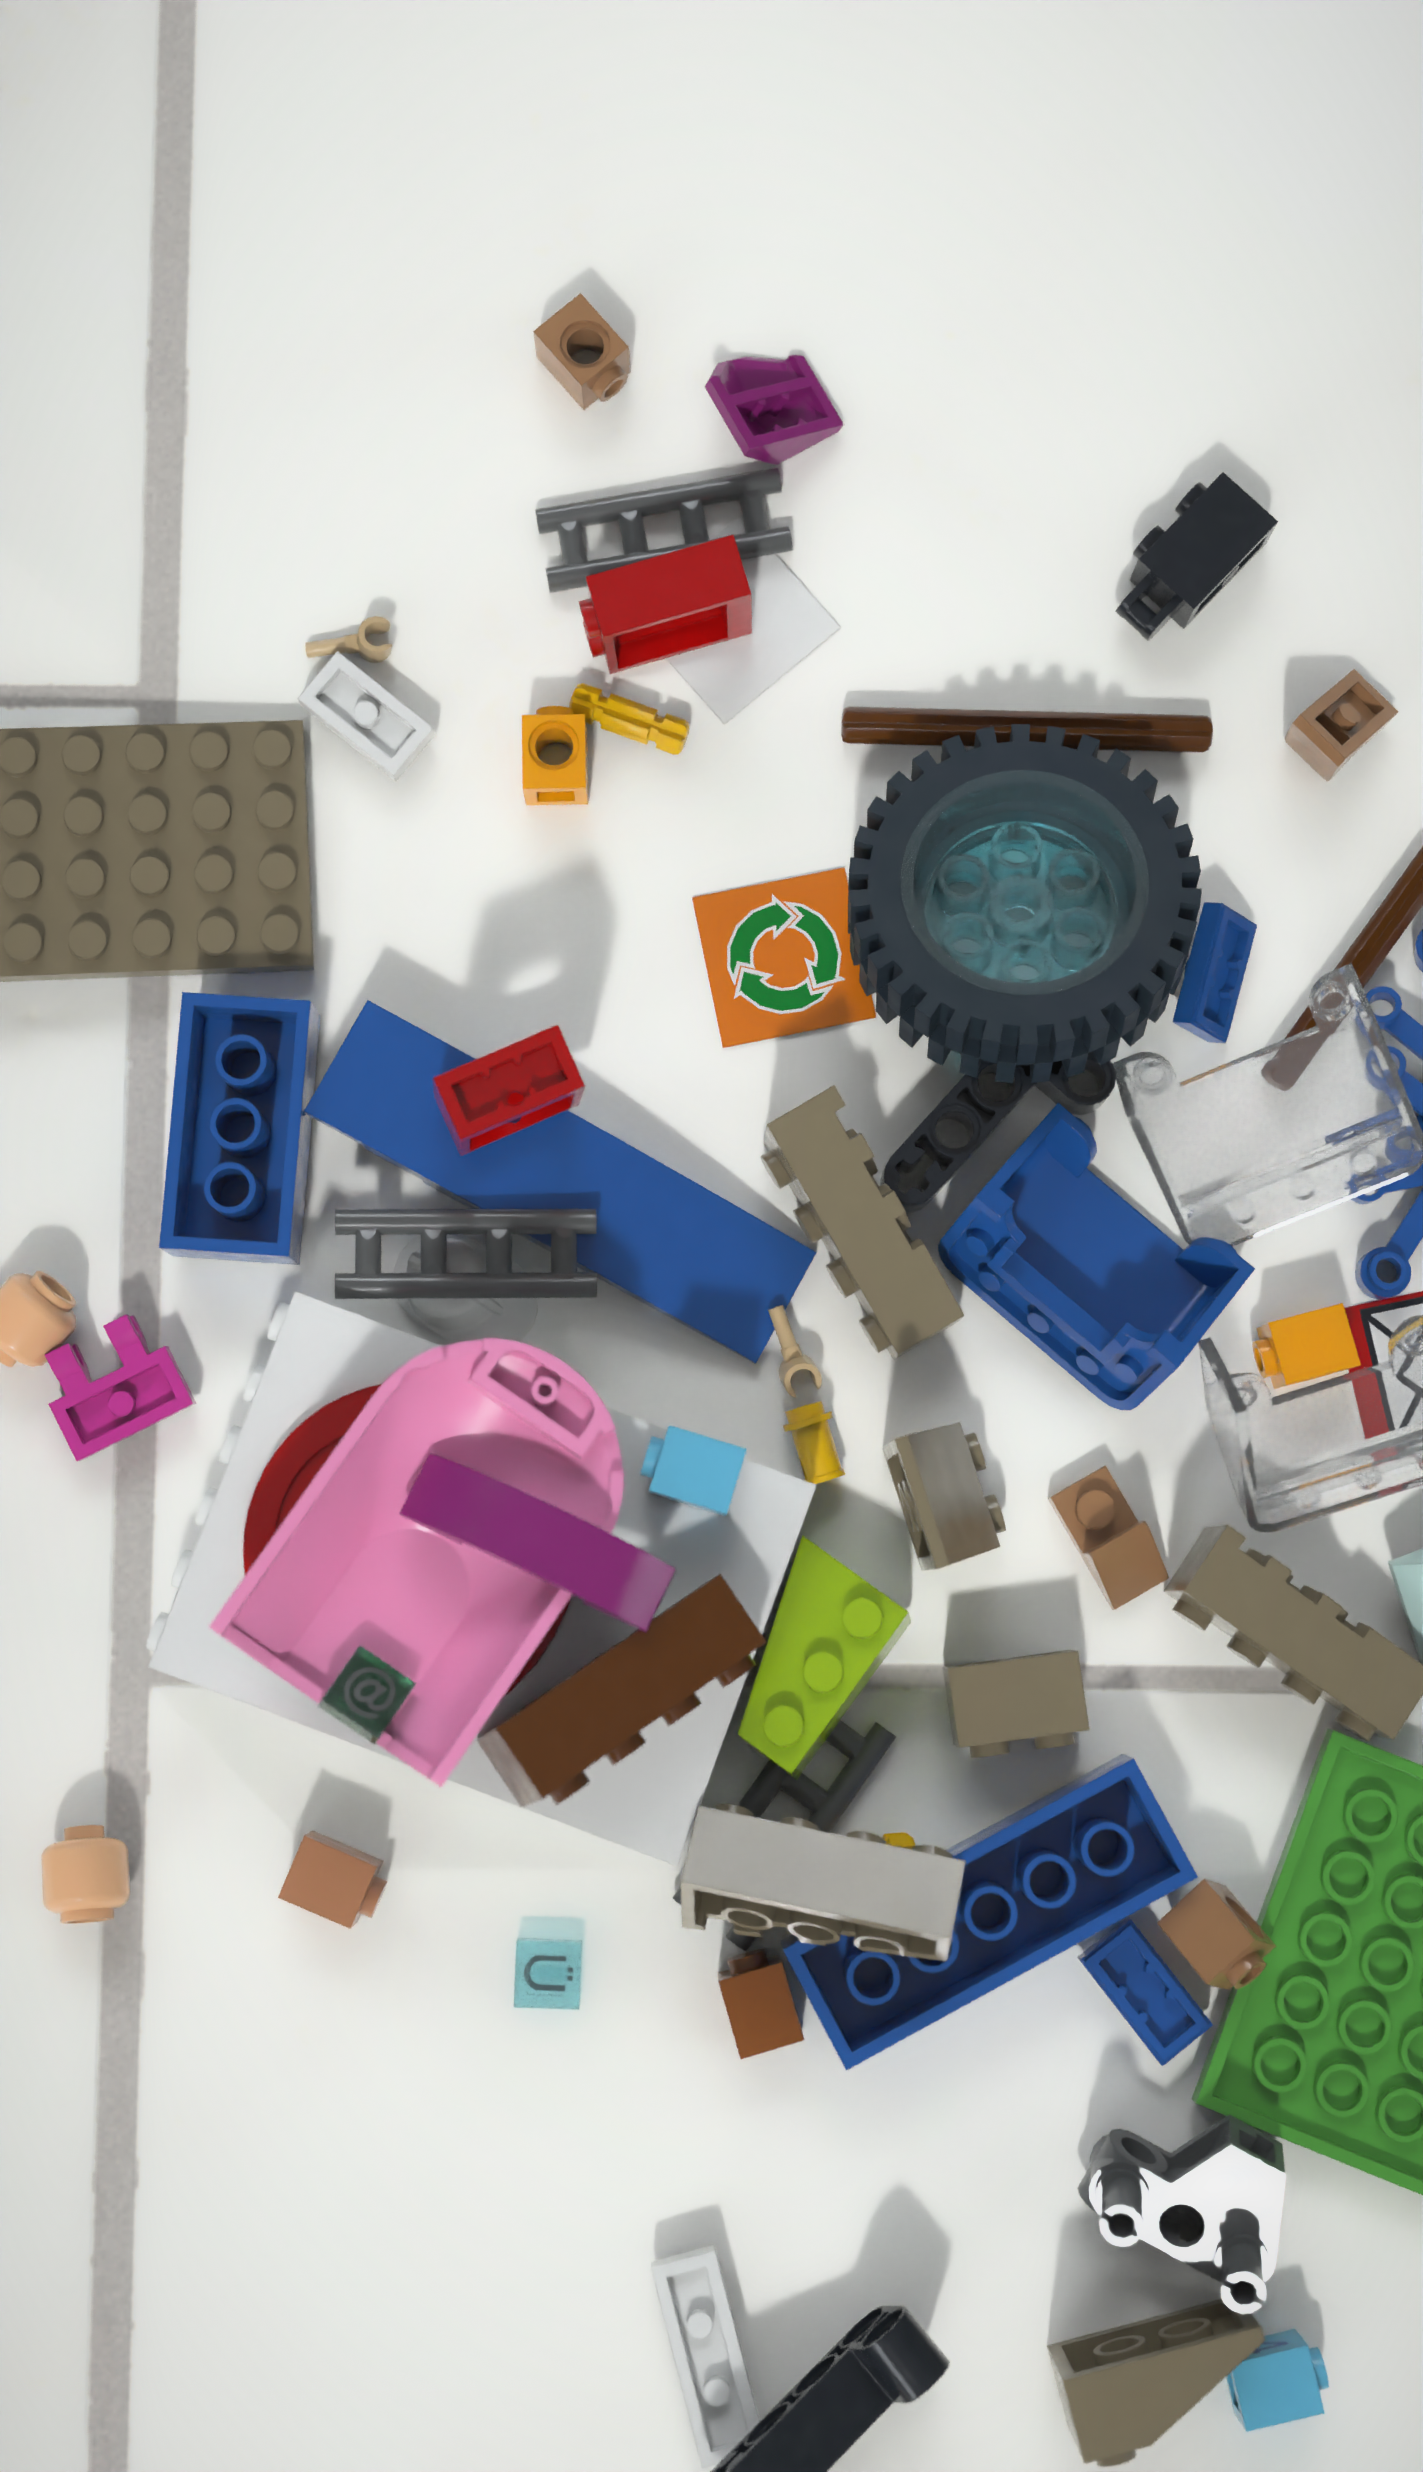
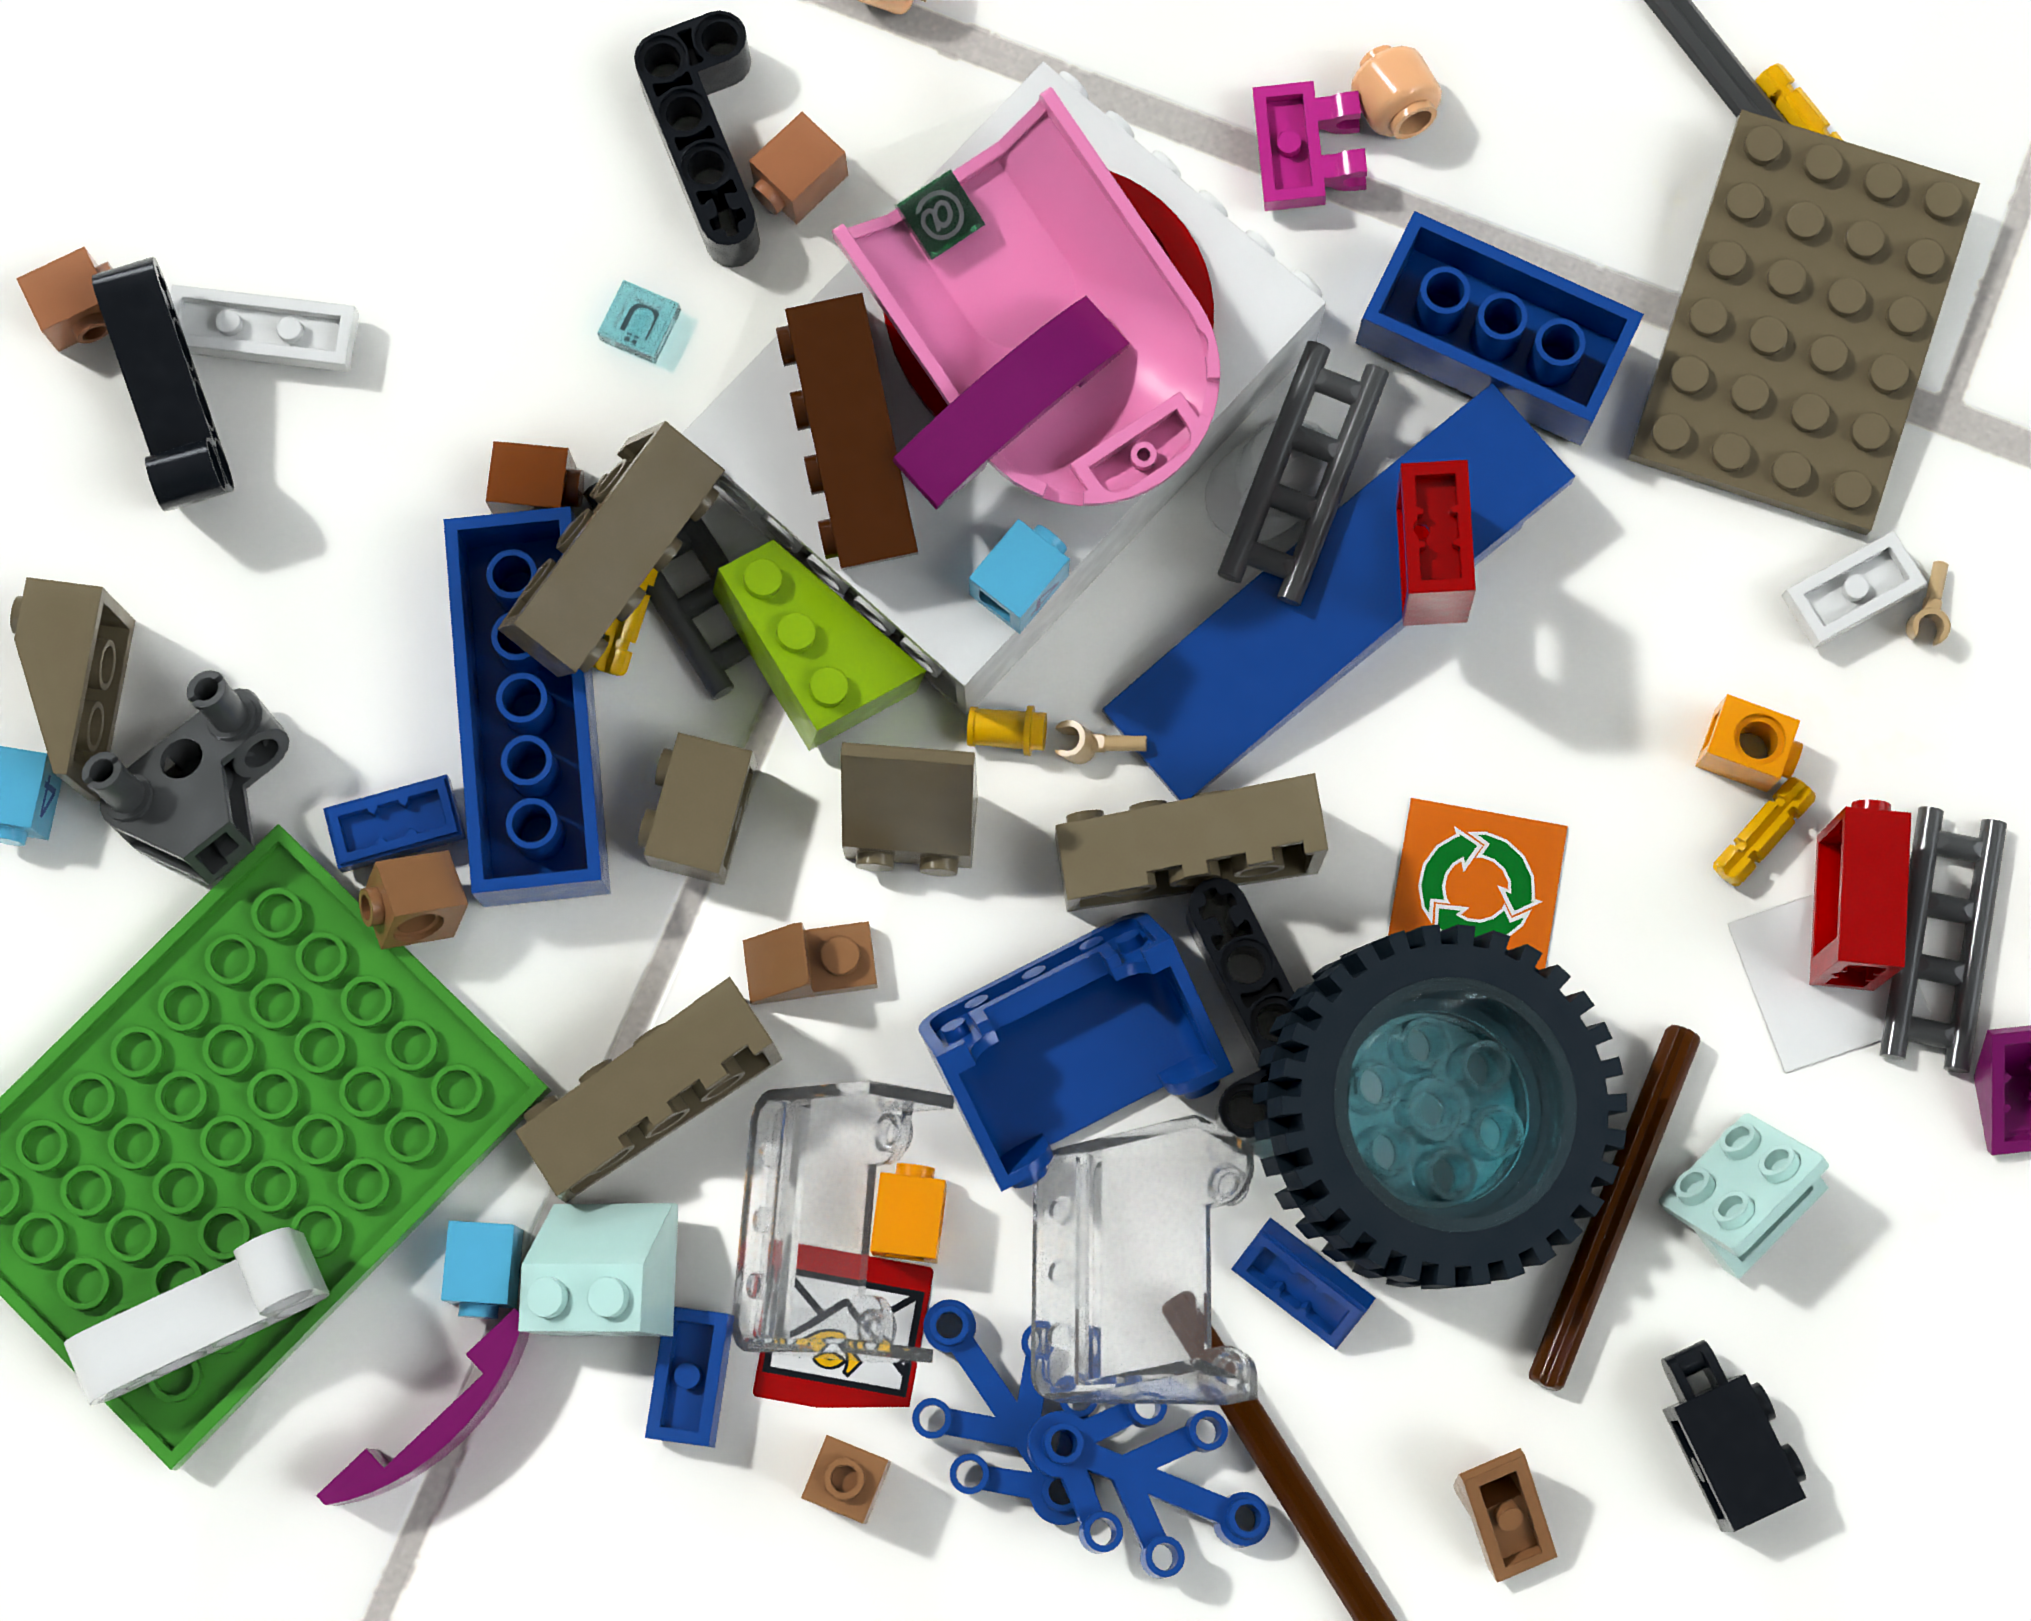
camera: 115 degrees right, 5 degrees down
(342, 1983) = (704, 145): none -> black beam
(969, 619) = (1747, 1191): none -> light aqua bracket

